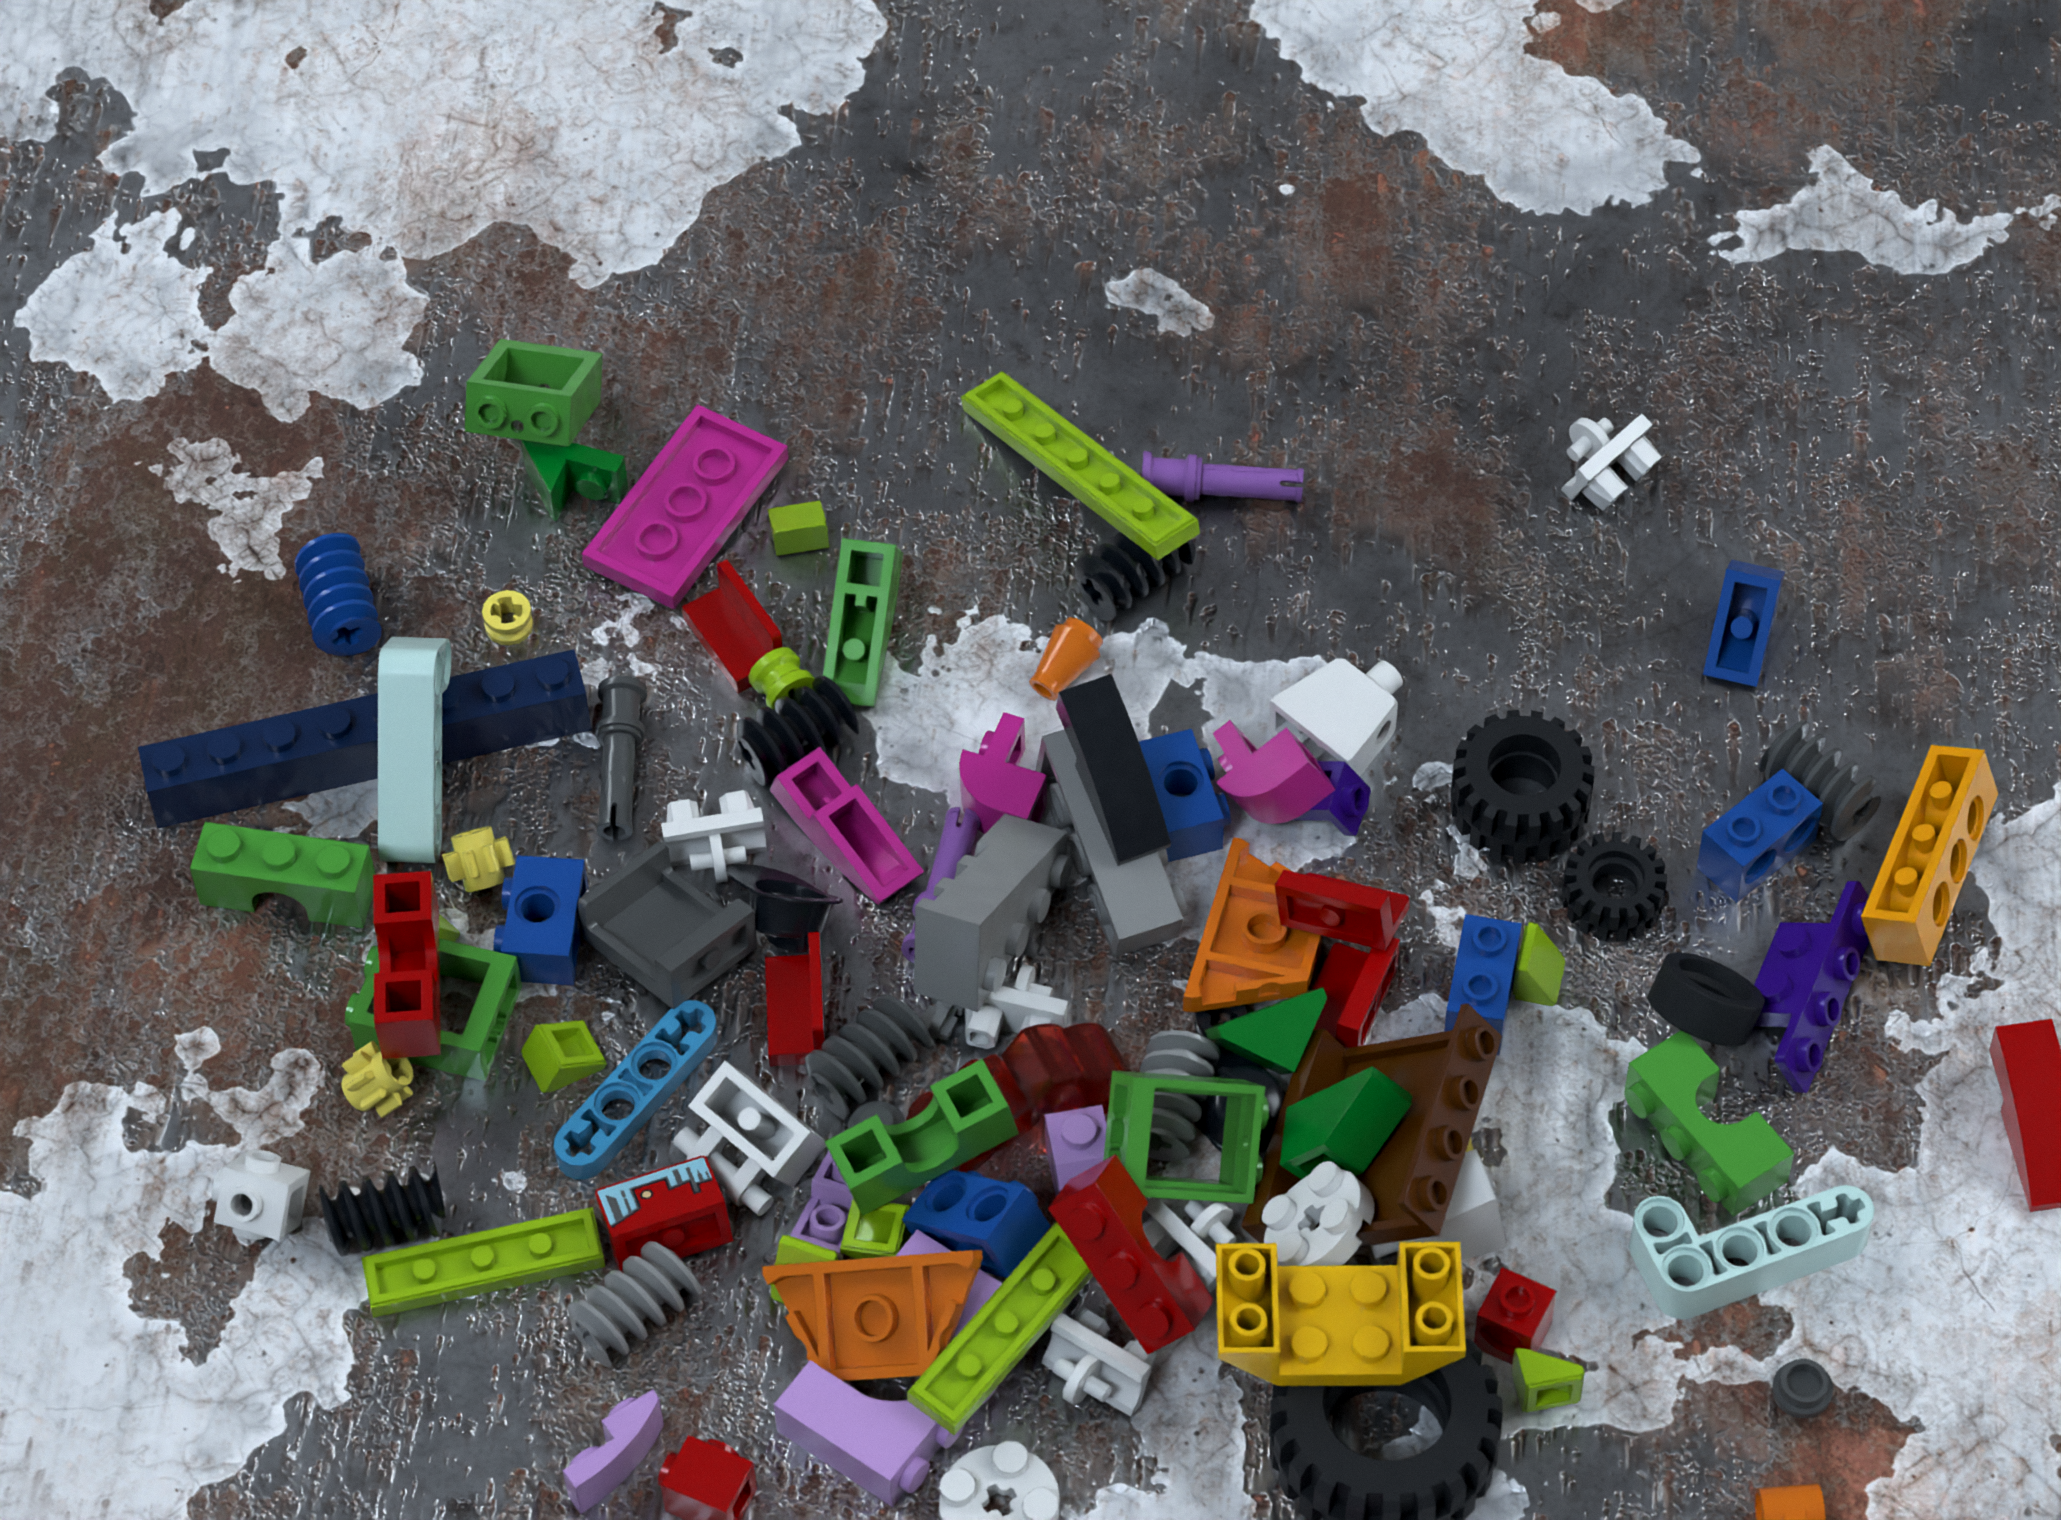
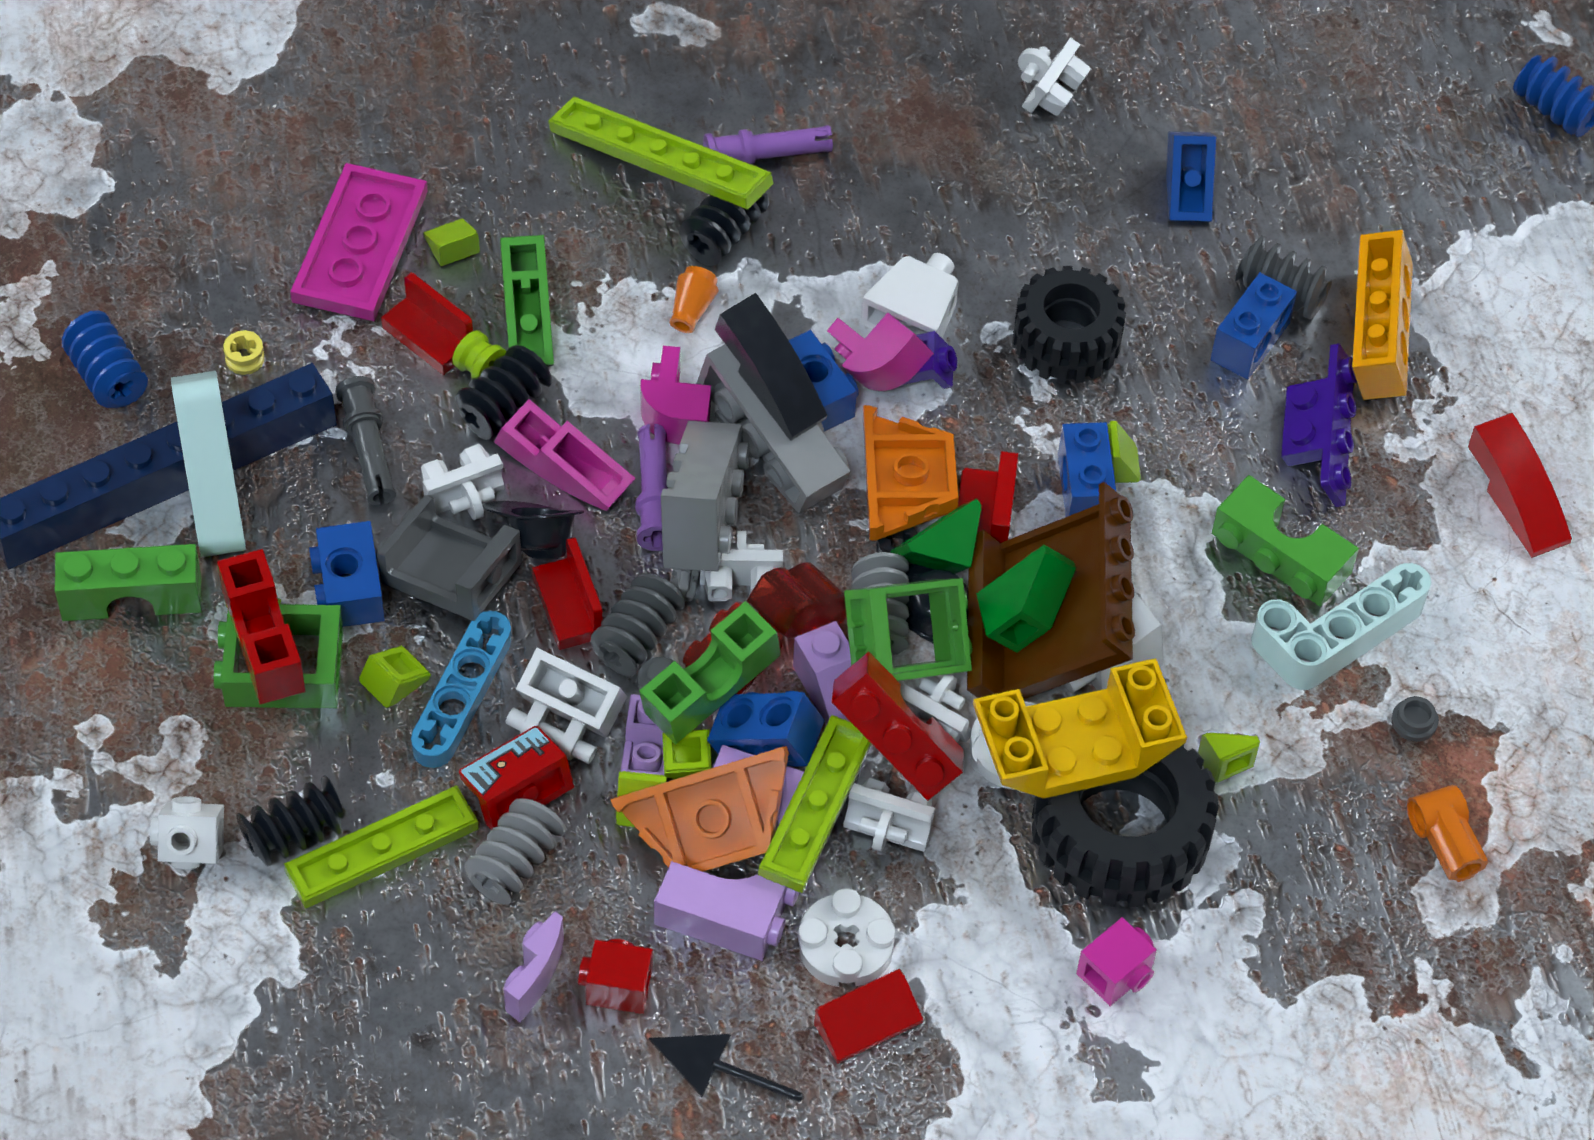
camera: 20 degrees left, 0 degrees up
(376, 1081) = (254, 724): light yellow gear -> none
(478, 859) = (283, 538): light yellow gear -> none
(512, 388) = (217, 169): bright green window -> none
(576, 468) = (254, 229): green slope -> none
(1323, 1197) = (1028, 650): white plate -> none
(1339, 908) = (967, 439): red panel -> none
(1514, 1315) = (1196, 706): red brick -> none
(1620, 860) = (1158, 365): black tyre -> none
(1706, 999) = (1257, 450): black tyre -> none

